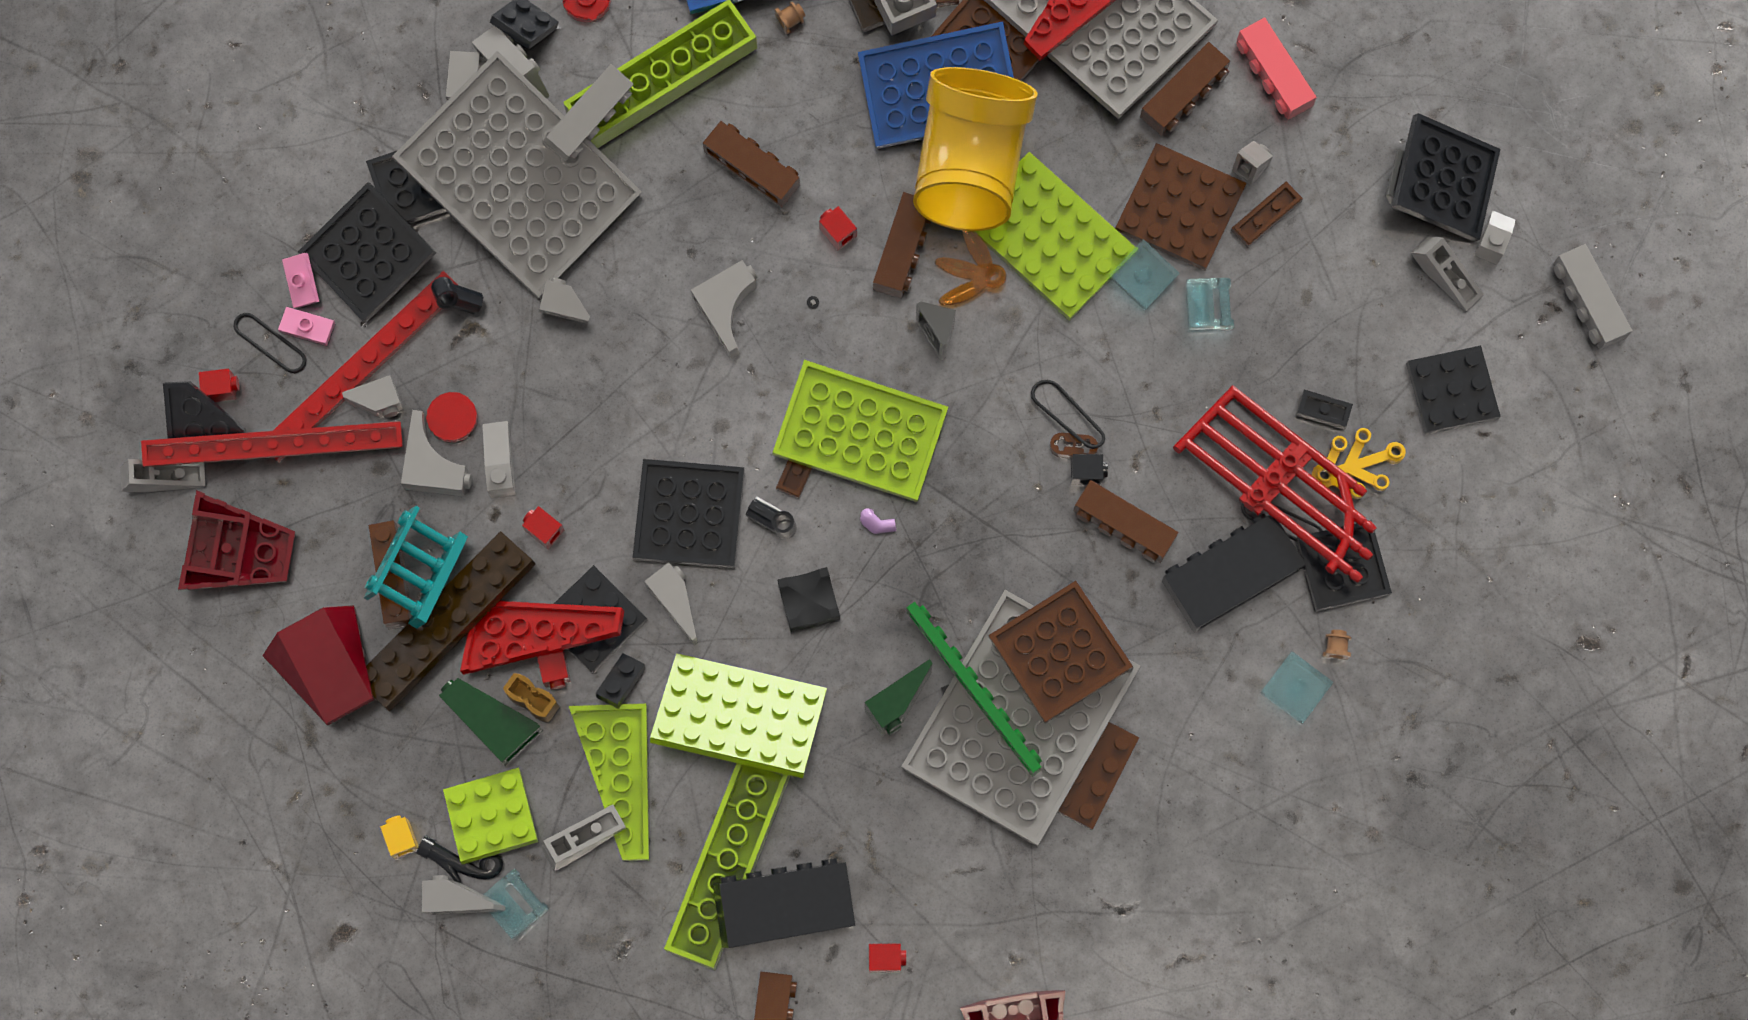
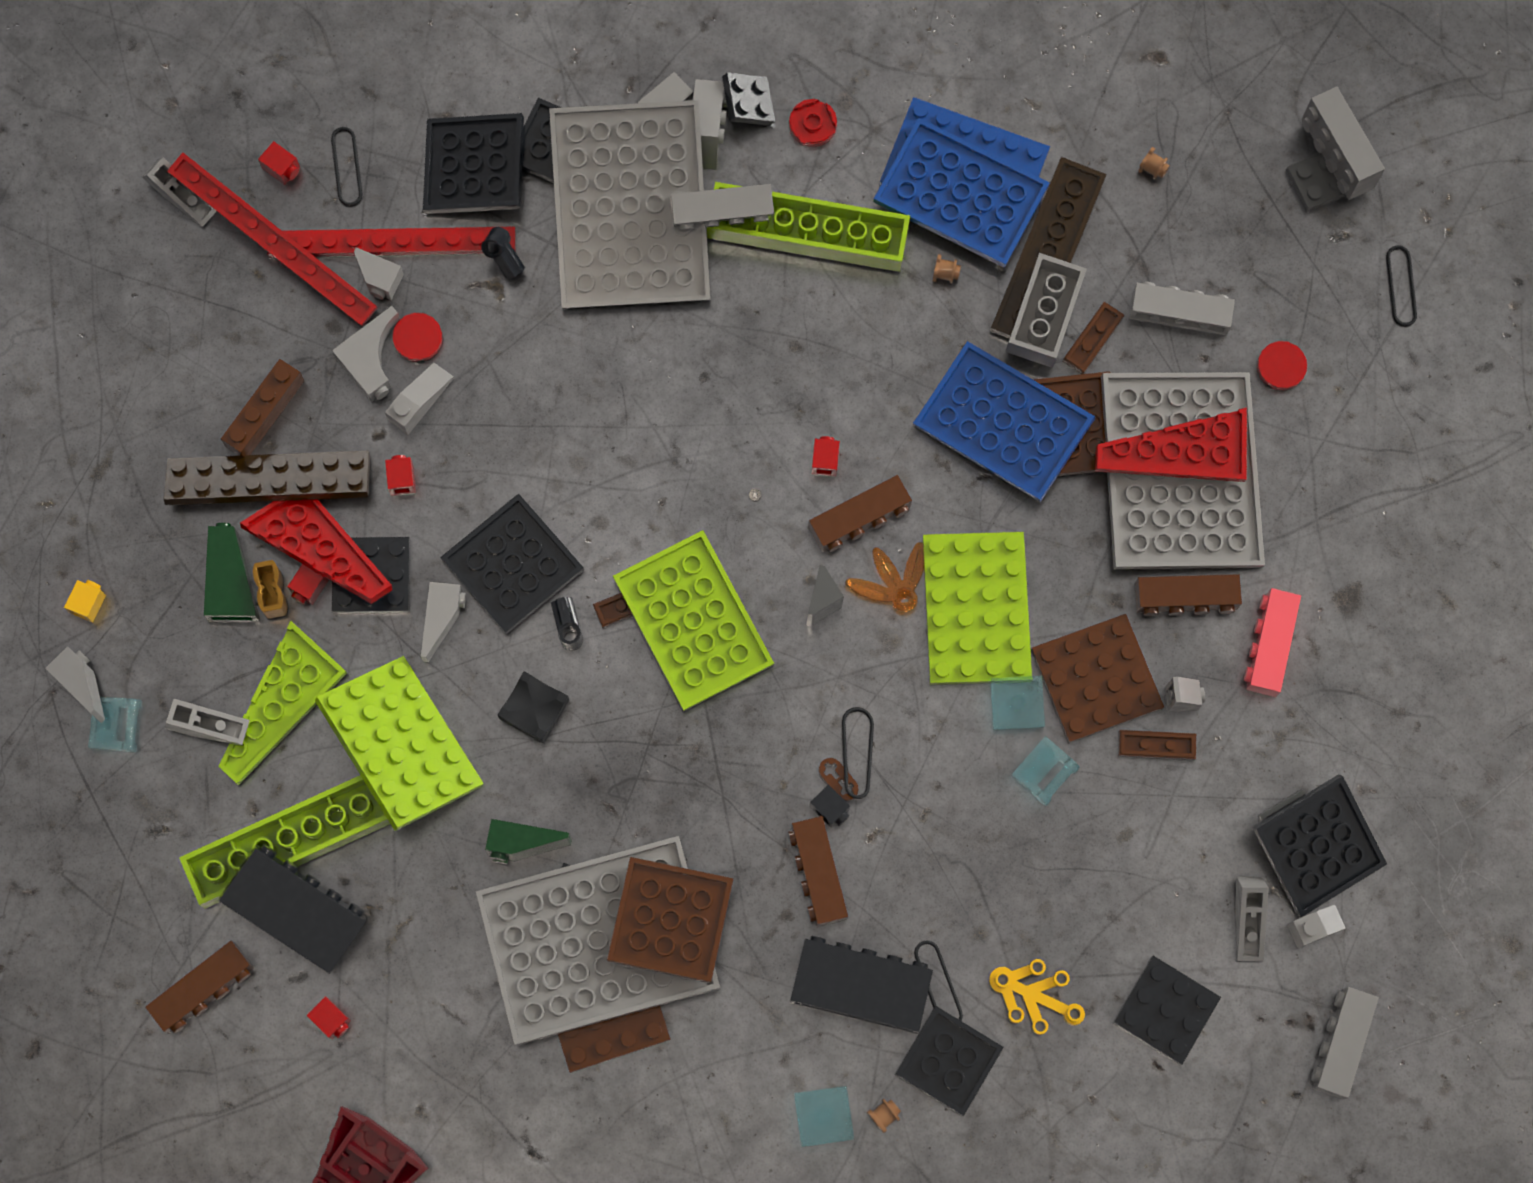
camera: 40 degrees right, 0 degrees up
(194, 414) = (241, 168): black plate -> none
(233, 547) = (175, 288): dark red wedge -> none
(300, 280) = (409, 141): bright pink plate -> none
(306, 326) = (382, 178): bright pink plate -> none
(324, 662) = (157, 427): dark red wedge -> none
(431, 587) = (276, 444): teal fence -> none
(451, 862) = (103, 655): black plant -> none
(490, 815) = (161, 646): lime plate -> none
(562, 302) = (573, 325): light grey slope -> none
(620, 680) = (344, 637): black plate -> none
(720, 298) = (688, 430): light grey arch -> none
(751, 163) = (810, 353): reddish brown brick -> none
(874, 524) = (636, 698): lavender arm -> none
(972, 147) = (975, 485): yellow cylinder -> none
(982, 697) = (580, 896): green plate -> none
(1279, 475) = (966, 946): red piece -> none
(1324, 409) = (1052, 931): black plate -> none

